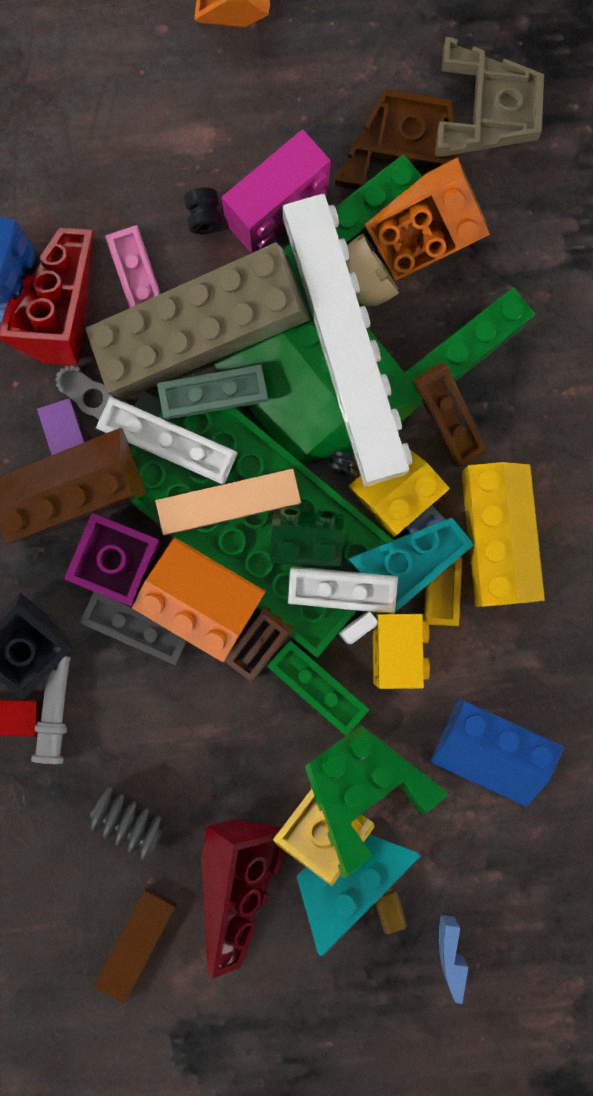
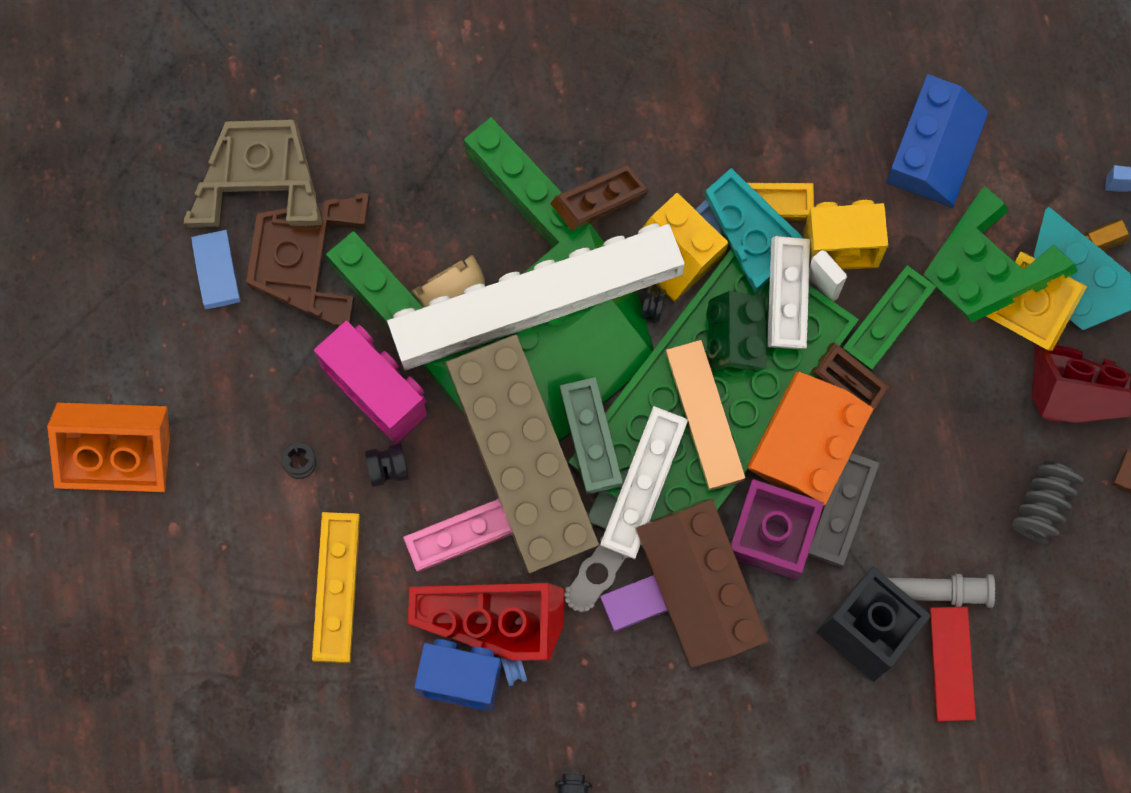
camera: 90 degrees left, 10 degrees down
(96, 166) = (336, 587): none -> yellow tile
(212, 126) = (300, 472): none -> black bush
(397, 63) = (215, 269): none -> medium blue slope
(428, 221) = (394, 226): orange slope -> none
(504, 534) = (710, 143): yellow slope -> none

